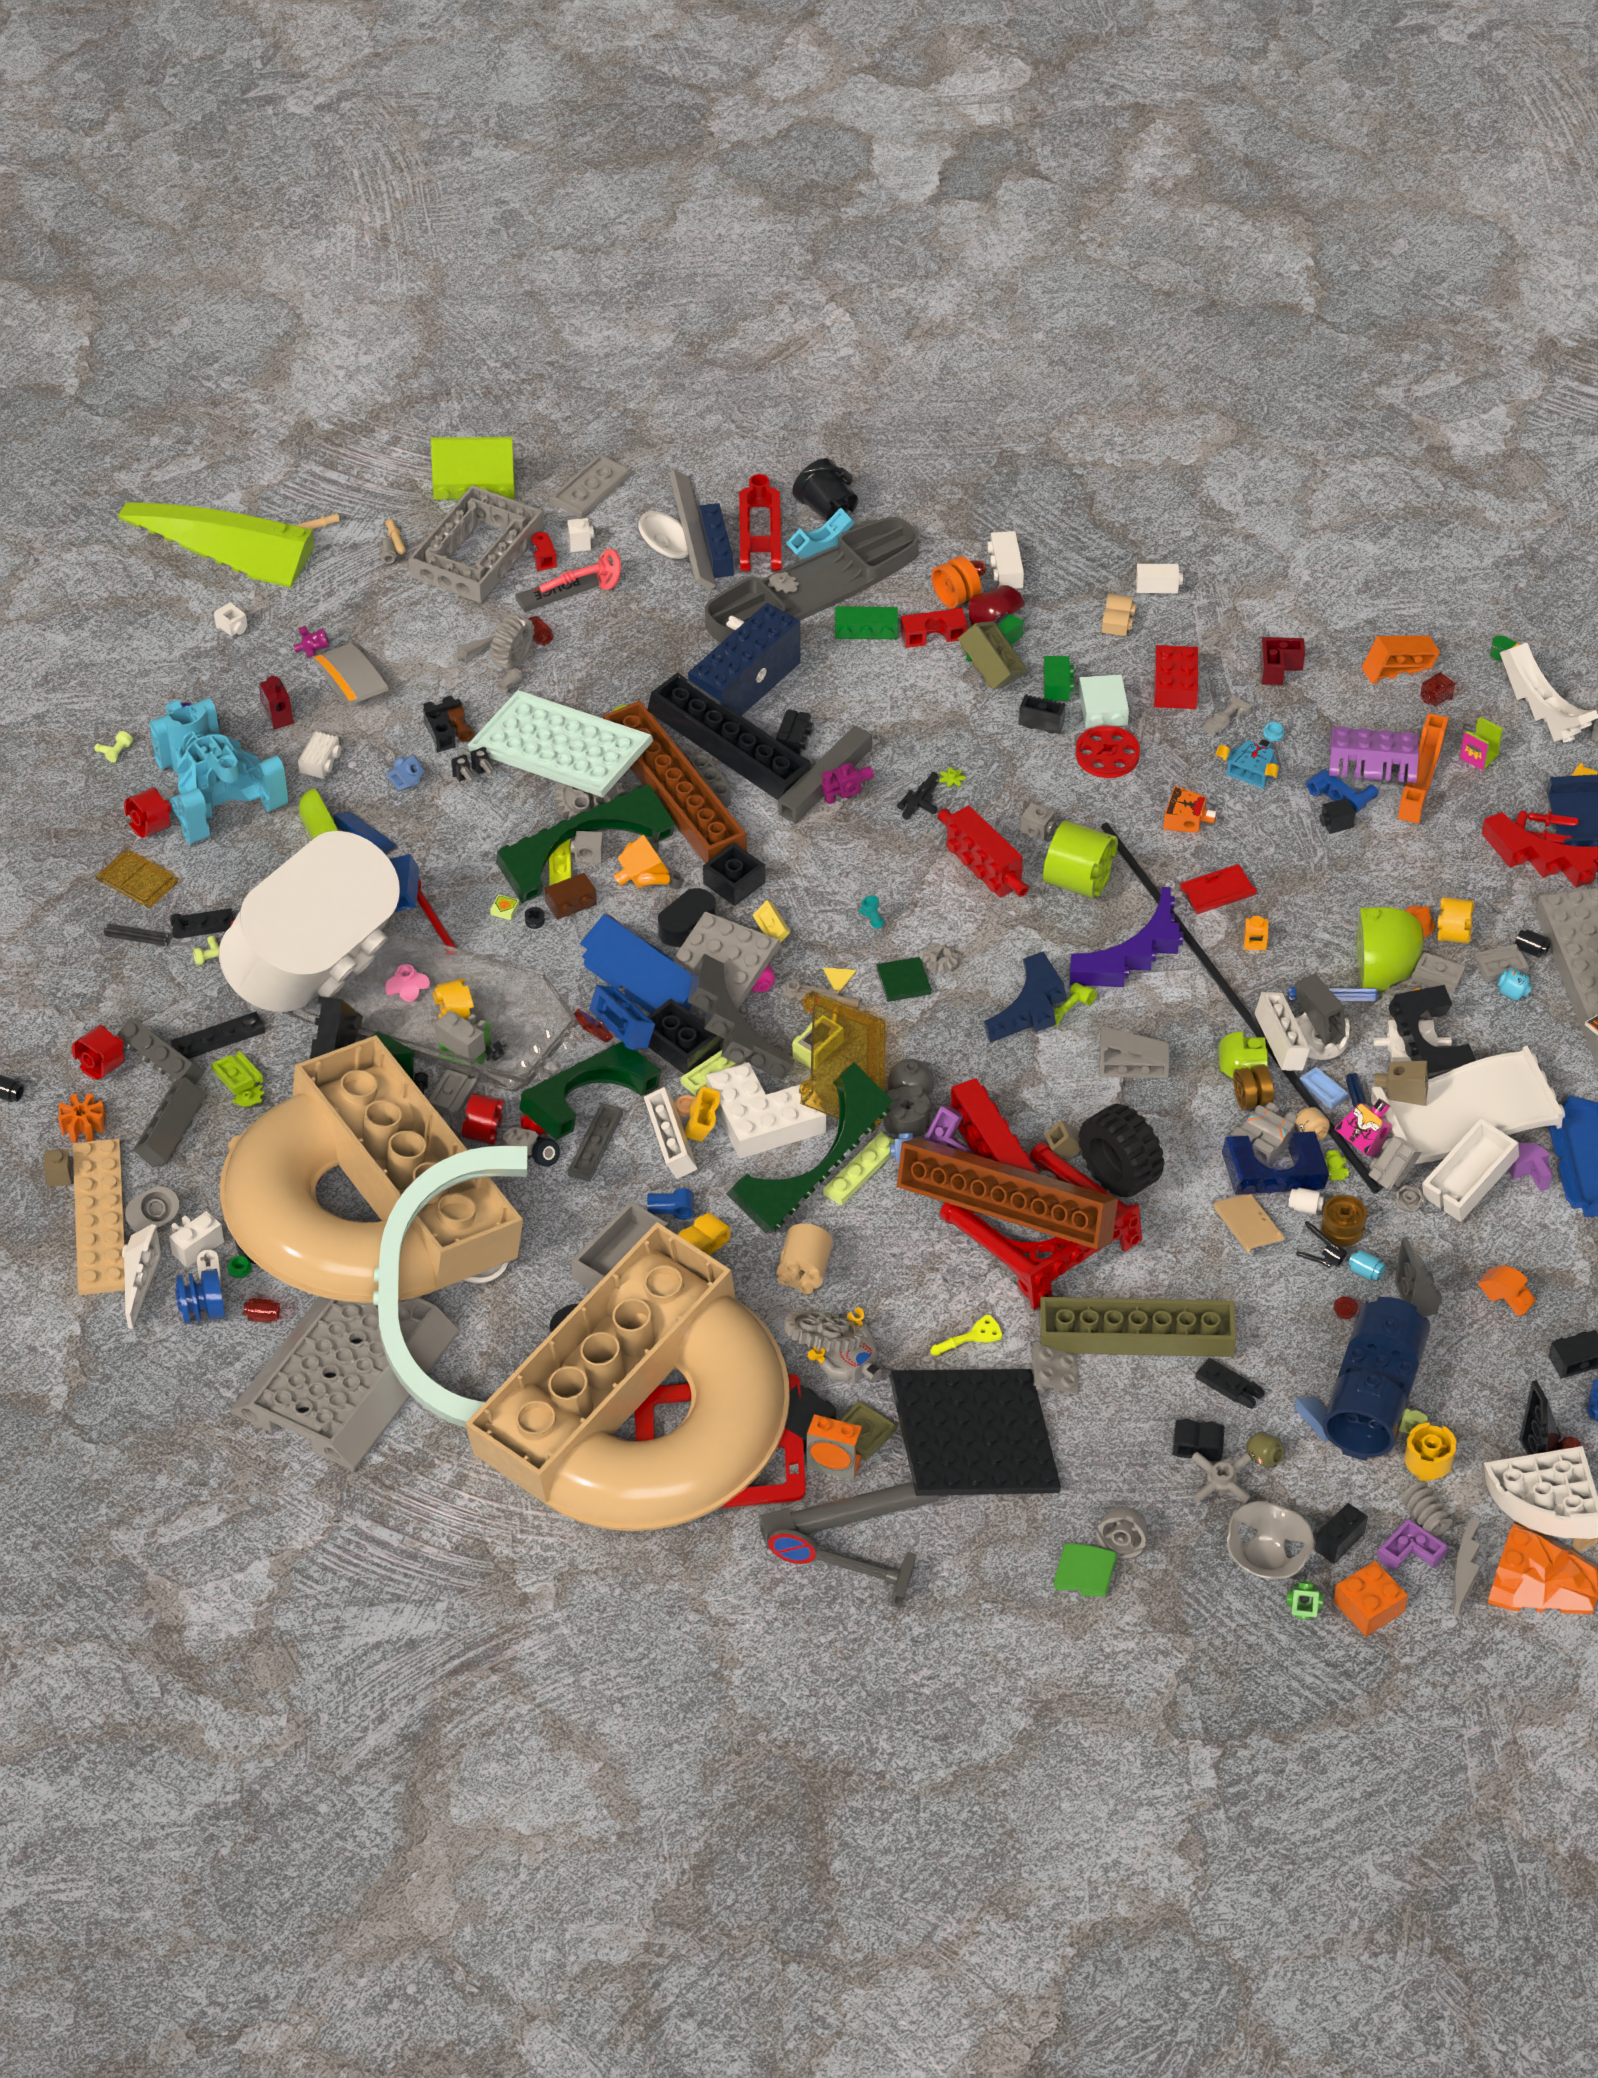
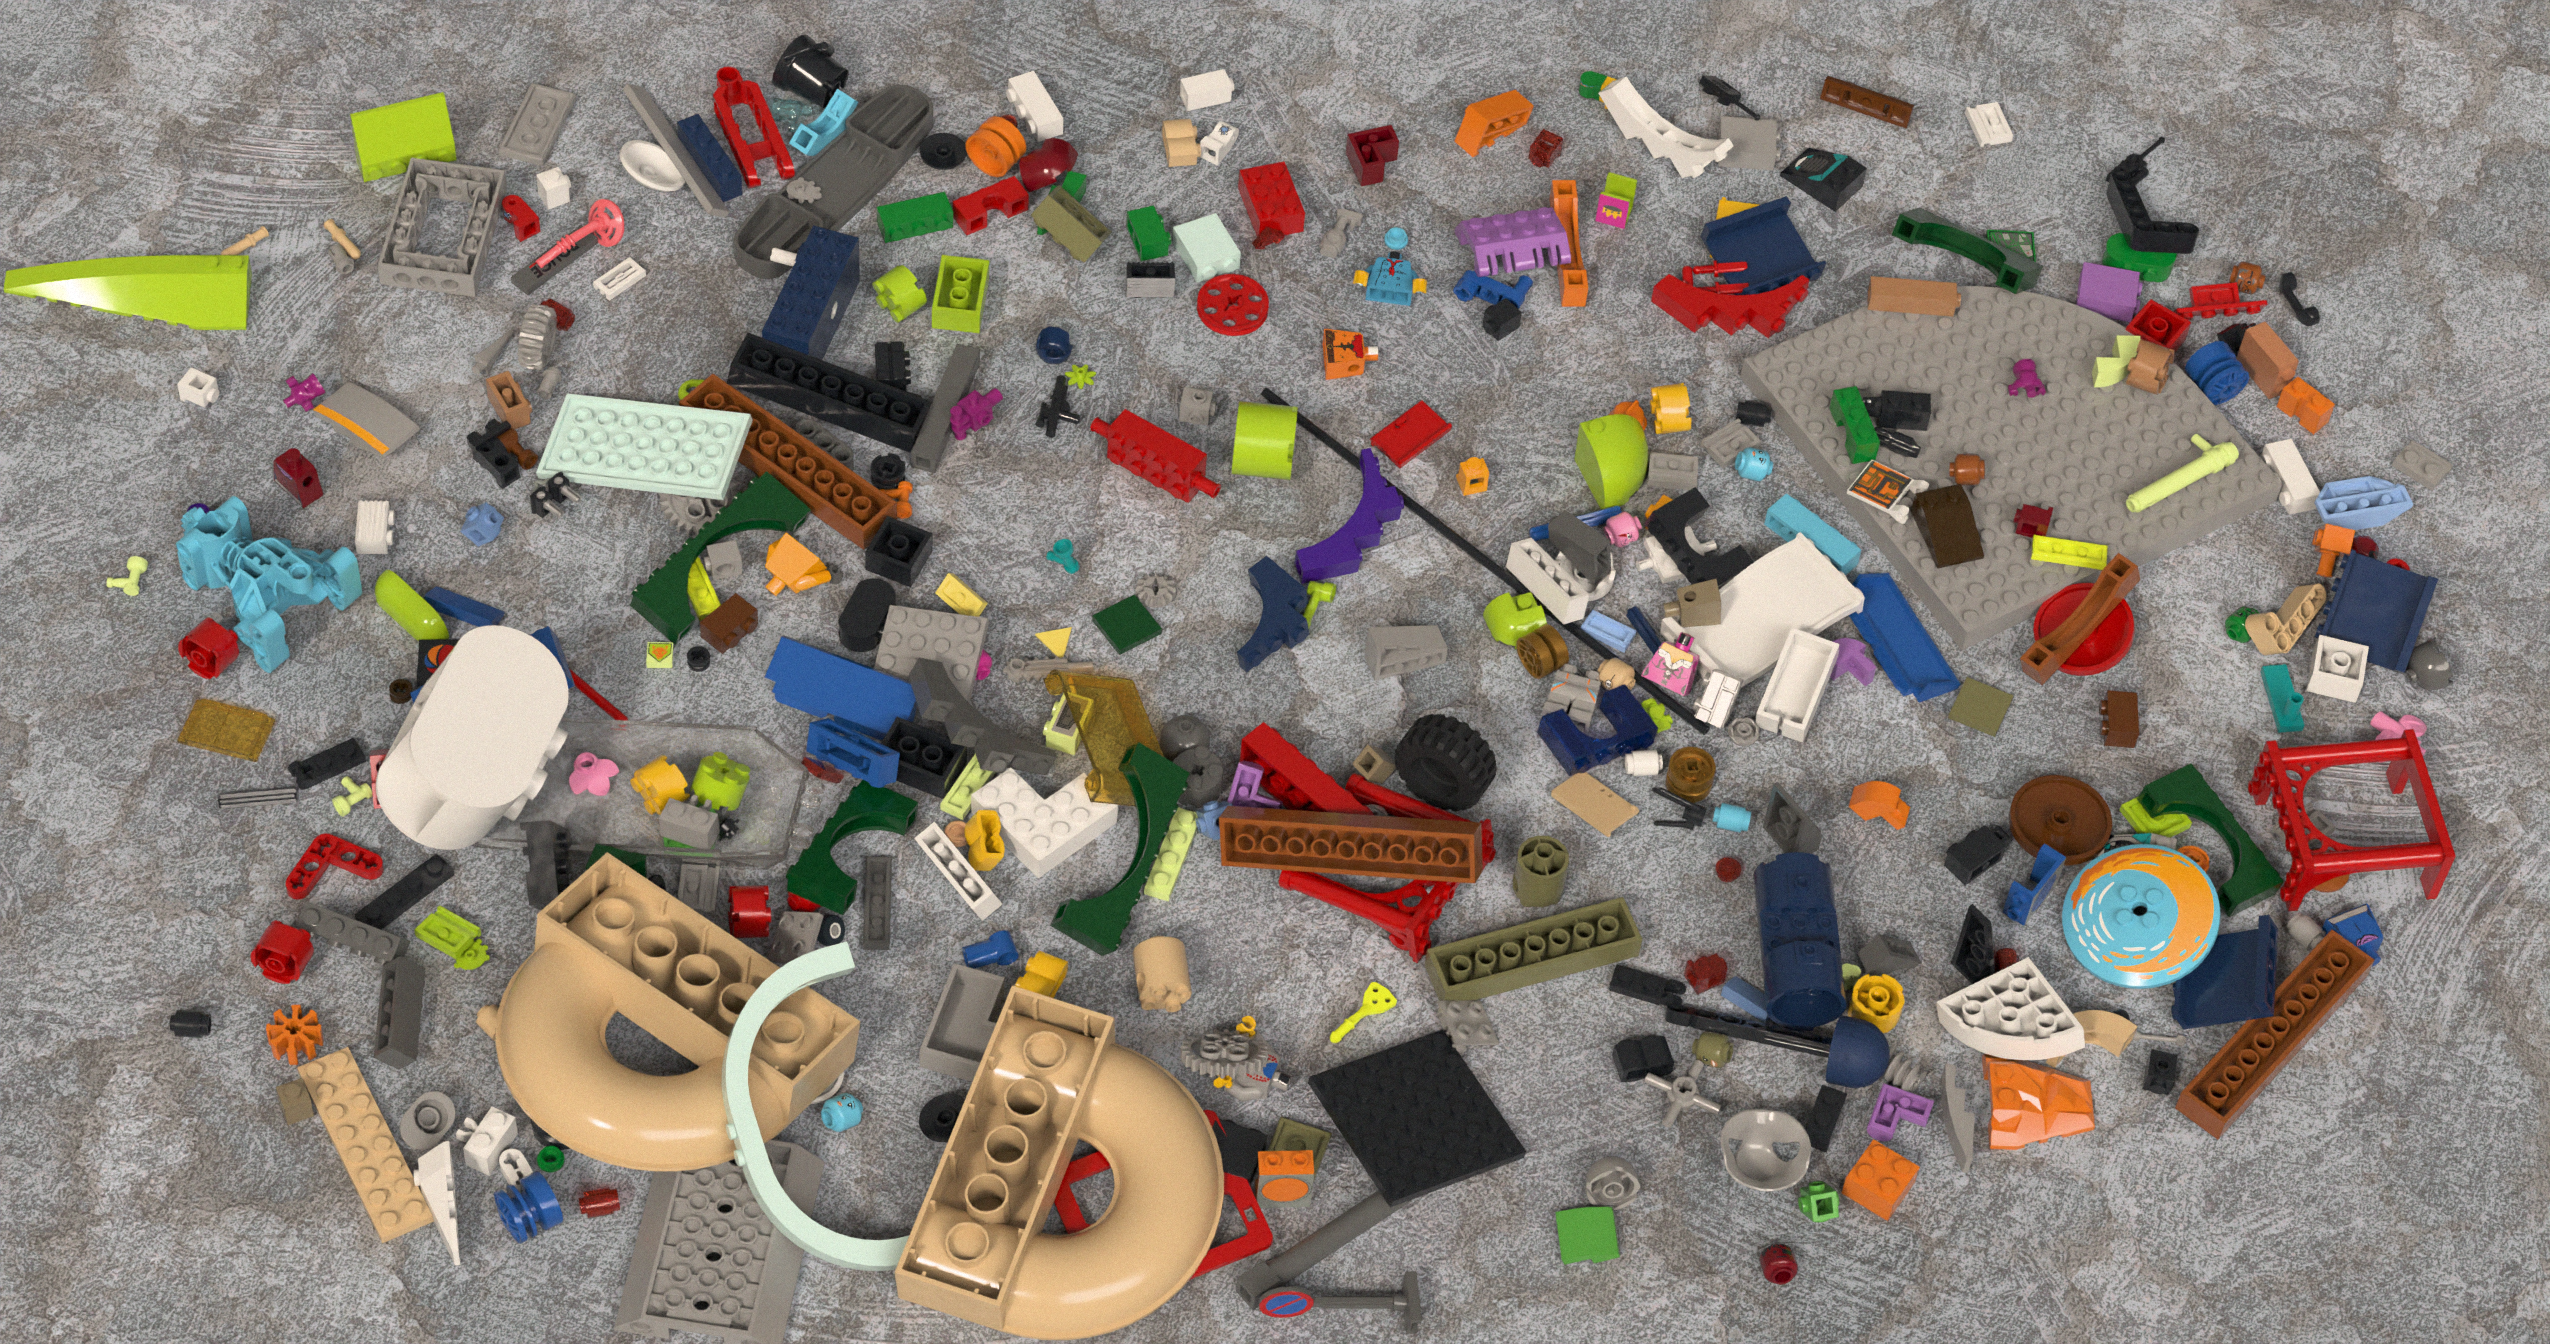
camera: 25 degrees left, 5 degrees up
(174, 991) = (331, 856): none -> red beam
(468, 684) = (508, 400): none -> medium nougat brick
(490, 1295) = (841, 1112): none -> medium azure head
(503, 1012) = (720, 781): none -> lime brick
(603, 616) = (622, 280): none -> white tile
(754, 812) = (887, 471): none -> black wheel
(755, 843) = (904, 508): none -> orange piece
(798, 518) = (790, 111): none -> clear light blue piece
(824, 676) = (899, 293): none -> lime brick
(876, 689) = (960, 294): none -> lime brick
(912, 577) = (943, 151): none -> black dish
(937, 746) = (1053, 345): none -> dark blue hair
(1152, 622) = (1220, 141): none -> white leg
(1161, 705) = (1267, 237): none -> clear red tile
(1170, 1262) = (1540, 871): none -> olive cylinder
(1246, 1641) = (1778, 1263): none -> dark red head
(1287, 1385) = (1706, 973): none -> clear red brick
(1371, 1008) = (1622, 529): none -> bright pink head
(1385, 1482) = (1855, 1053): none -> piece
(1460, 1414) = (1887, 955): none -> dark grey arch
(1554, 1062) = (1790, 517): none -> medium azure brick

